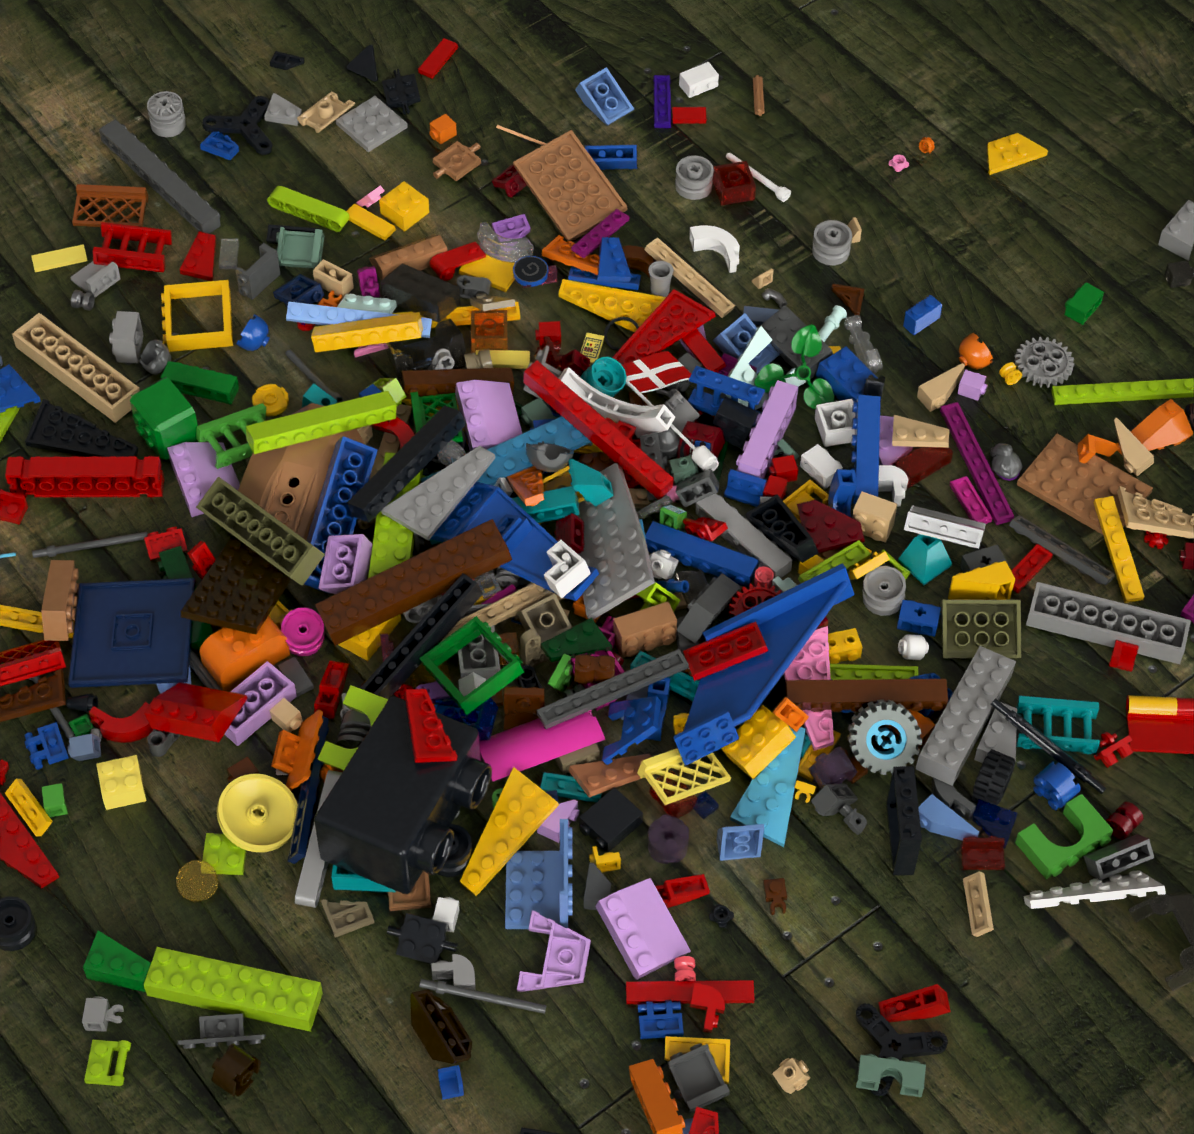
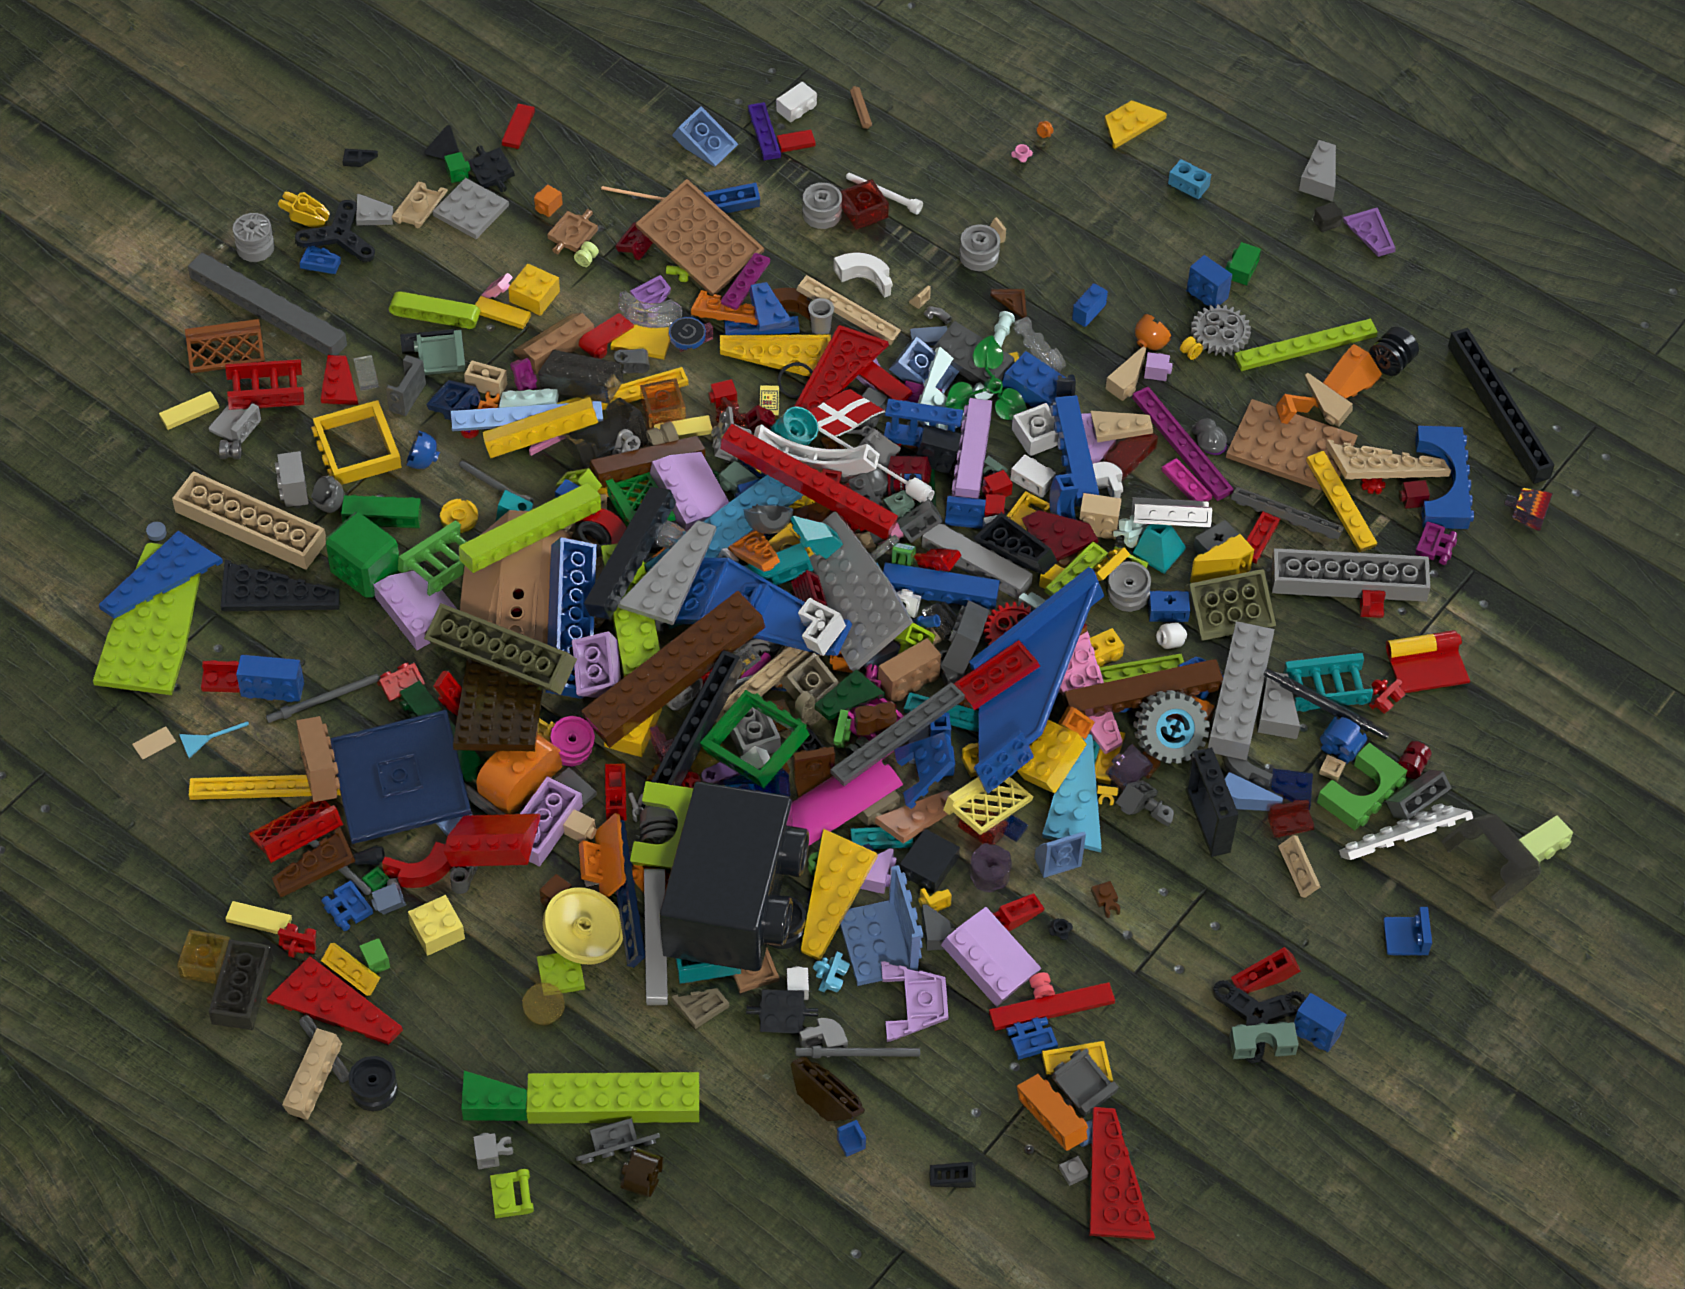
camera: 15 degrees left, 0 degrees up
(45, 516) = (270, 678): none -> blue brick
(85, 476) = (299, 629): red brick -> none
(220, 97) = (304, 209): none -> yellow hinge
(370, 84) = (456, 167): none -> green brick
(386, 437) = (595, 531): none -> black tyre
(426, 730) = (742, 806): red wing -> none
(463, 182) = (586, 254): none -> yellowish green wheel
(486, 302) = (654, 374): dark tan wing -> none
(489, 904) = (835, 965): none -> medium azure hips
(543, 214) = (676, 270): none -> lime arm
(624, 608) = (888, 652): none -> sand blue slope
(708, 999) = (1076, 1009): red brick -> none
(763, 575) = (1008, 594): coral wheel -> none
(792, 1075) = (1169, 1067): tan brick -> none
(899, 537) = (1130, 531): none -> light aqua hips
(953, 1070) = (1319, 1022): none -> blue brick
(993, 777) = (1283, 744): black tyre -> none
(1039, 811) = (1332, 768): none -> tan plate
(1044, 314) = (1209, 282): none -> blue brick
(1053, 215) = (1189, 179): none -> dark azure brick
(1070, 998) = (1408, 934): none -> blue bracket

